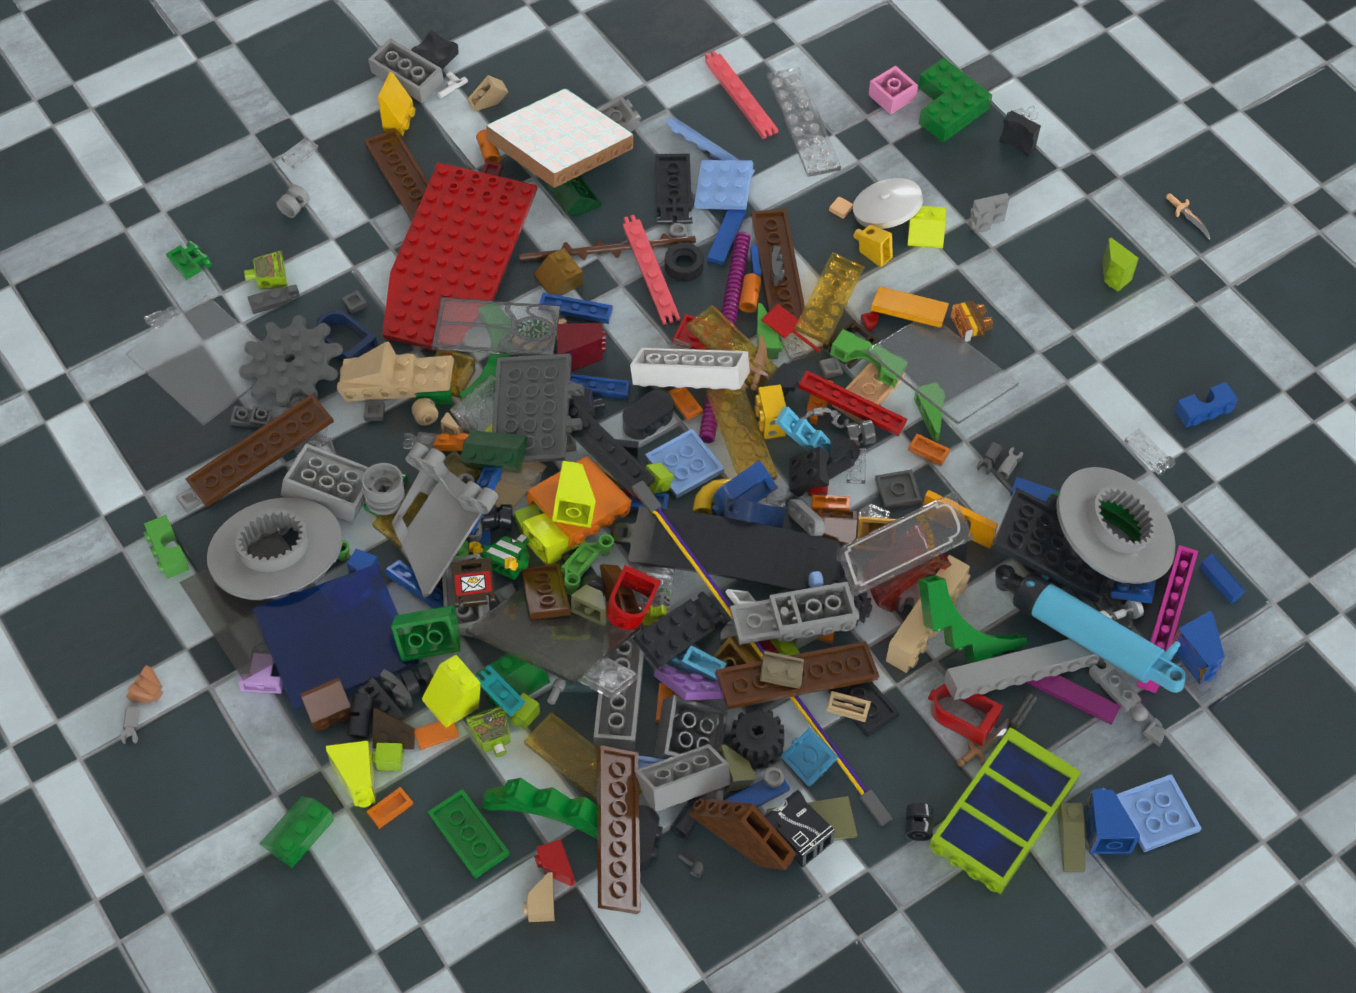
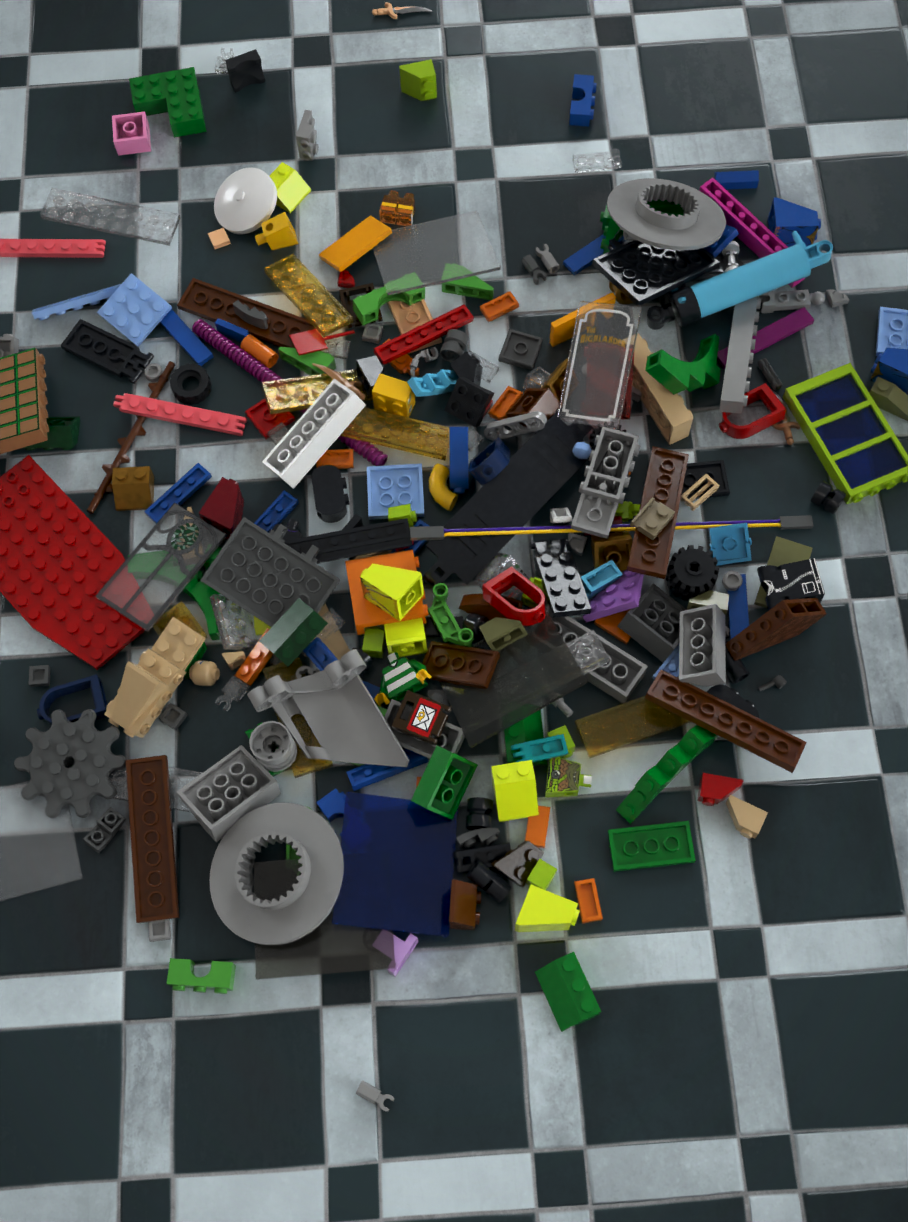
camera: 55 degrees left, 10 degrees up
(145, 687) = (345, 1063): nougat brick -> none

